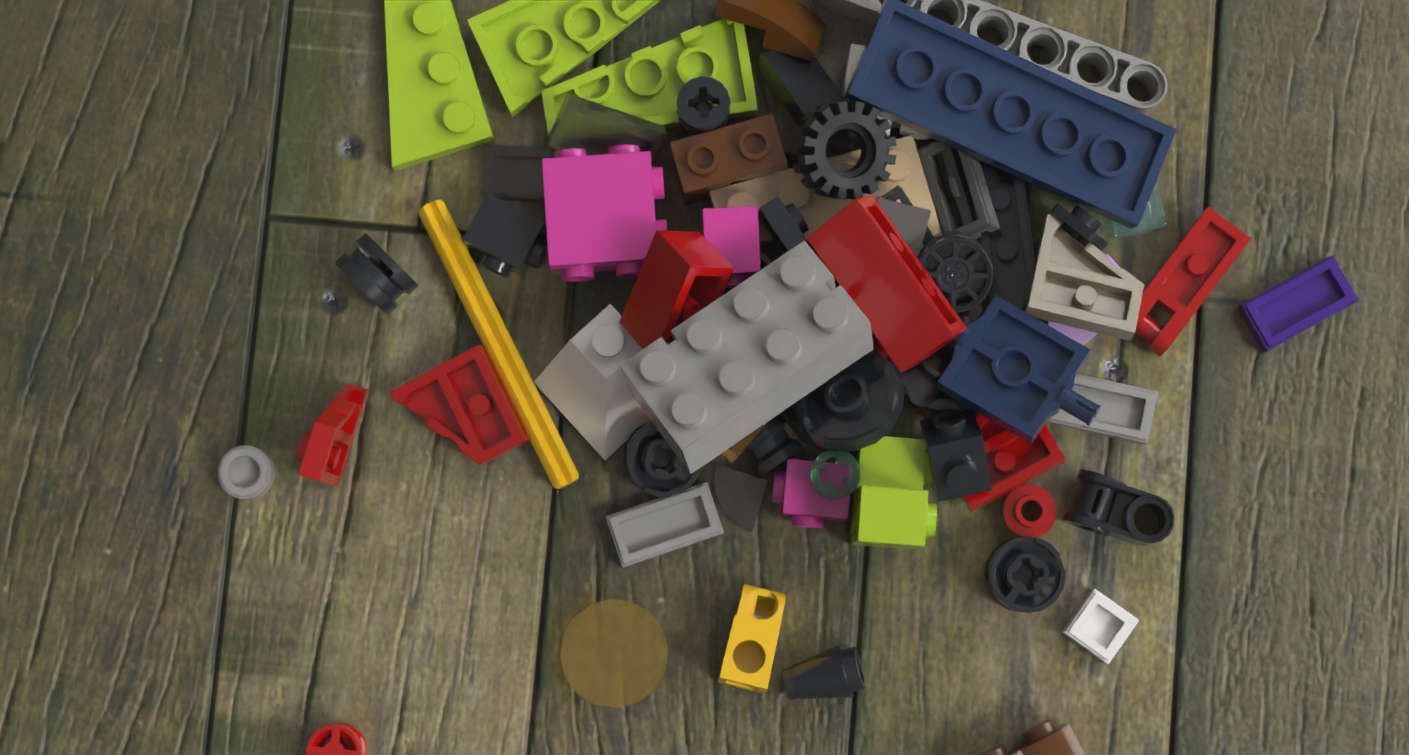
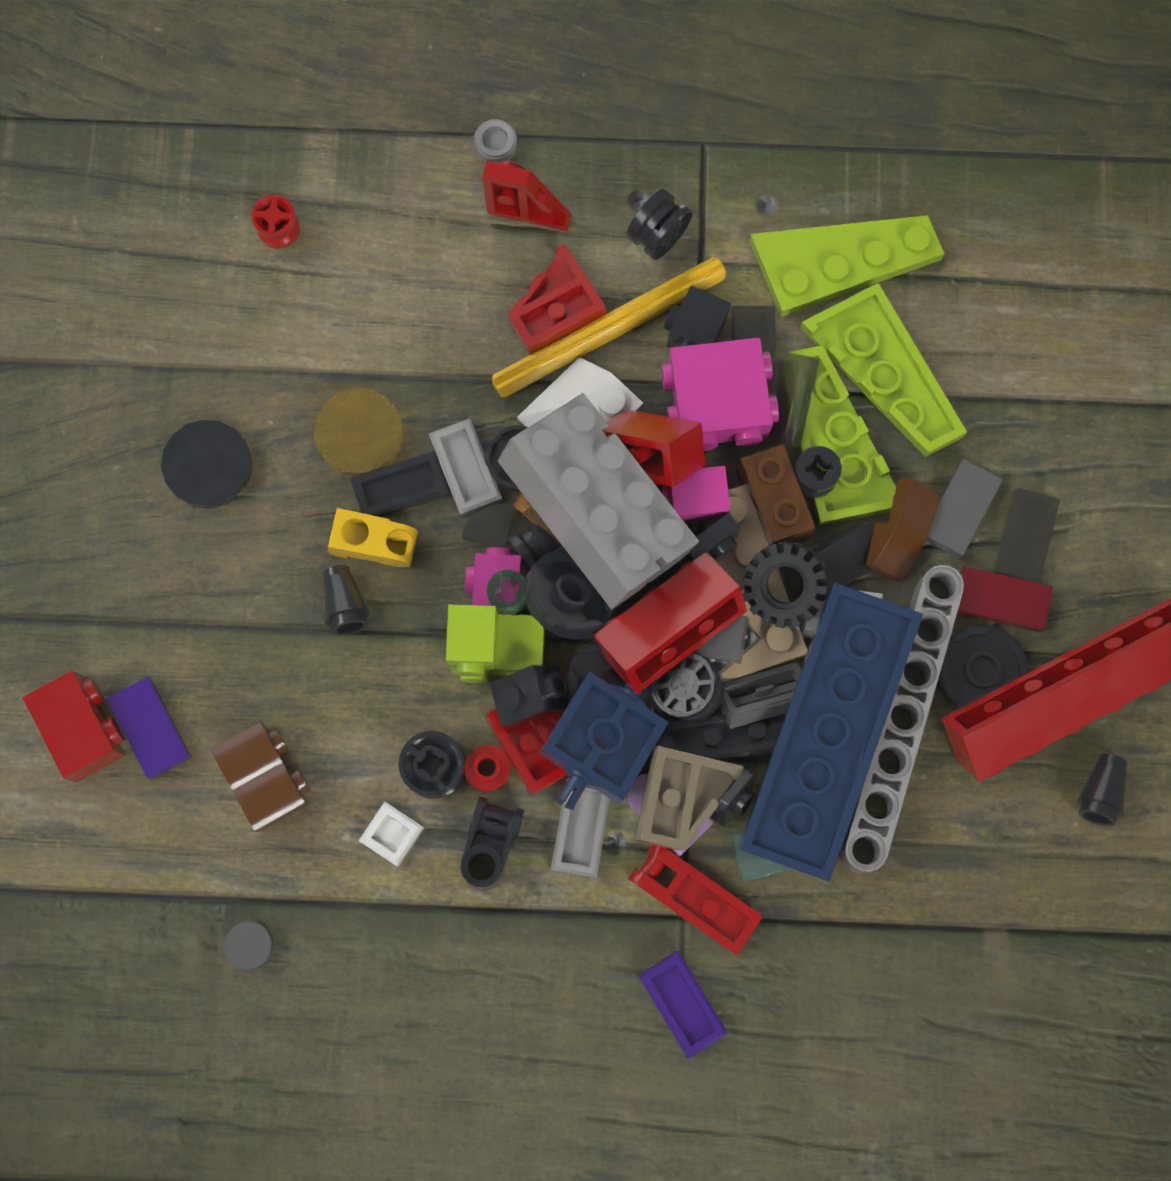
camera: 90 degrees right, 5 degrees down
(684, 605) = (400, 486): none -> black tile

